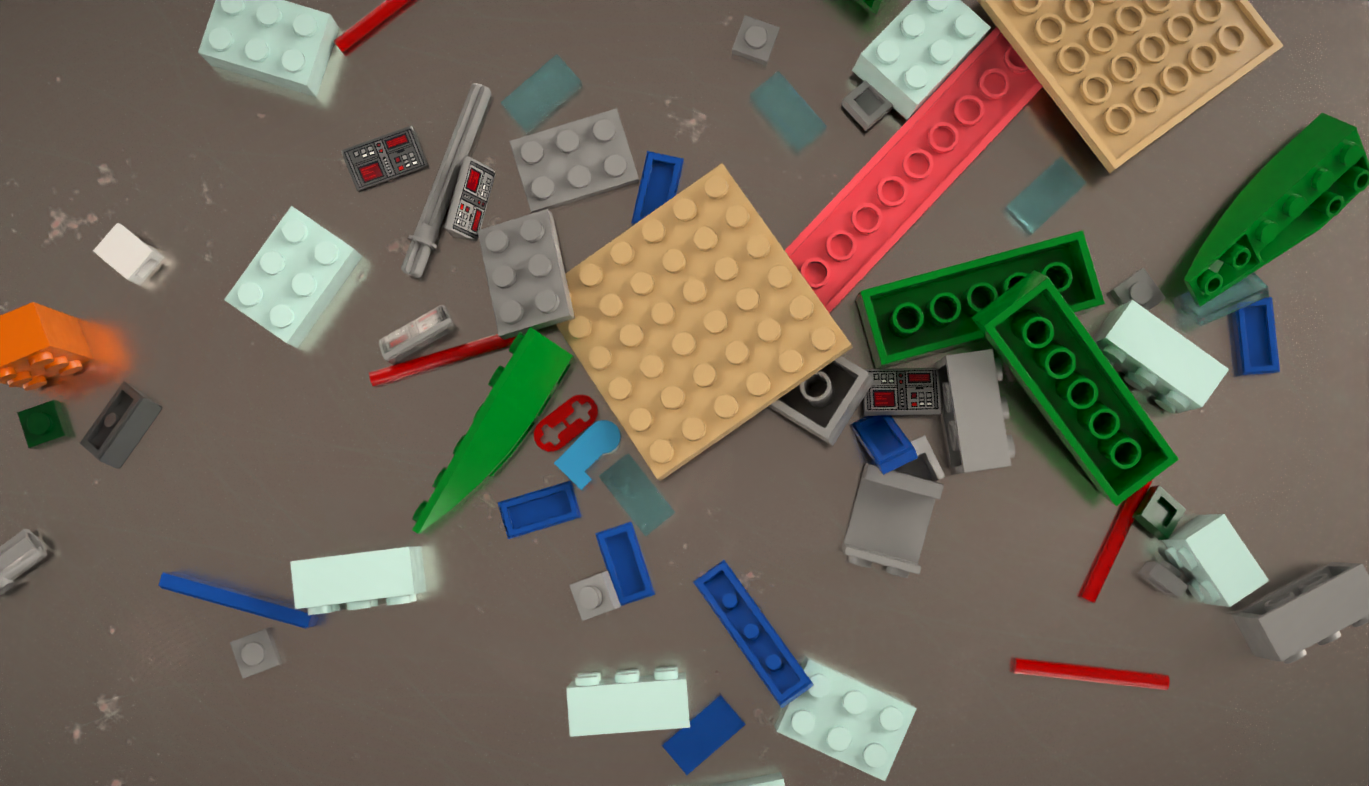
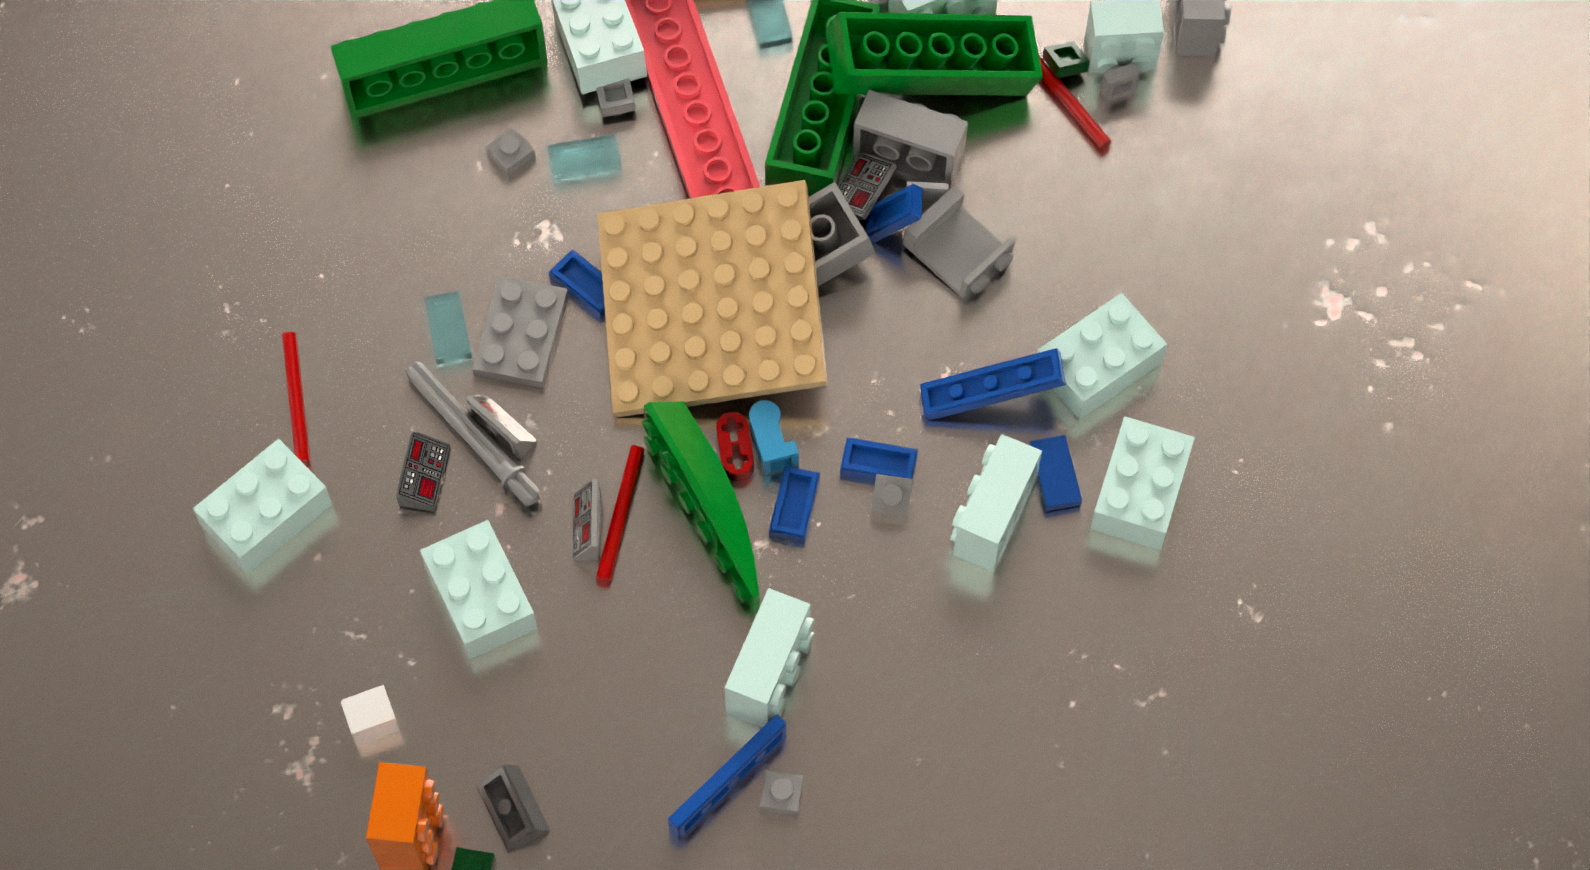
camera: 60 degrees left, 20 degrees down
(525, 274) = (592, 408): light grey plate -> none
(636, 494) = (826, 423): clear light blue tile -> none
(1091, 674) = (1165, 172): red bar -> none

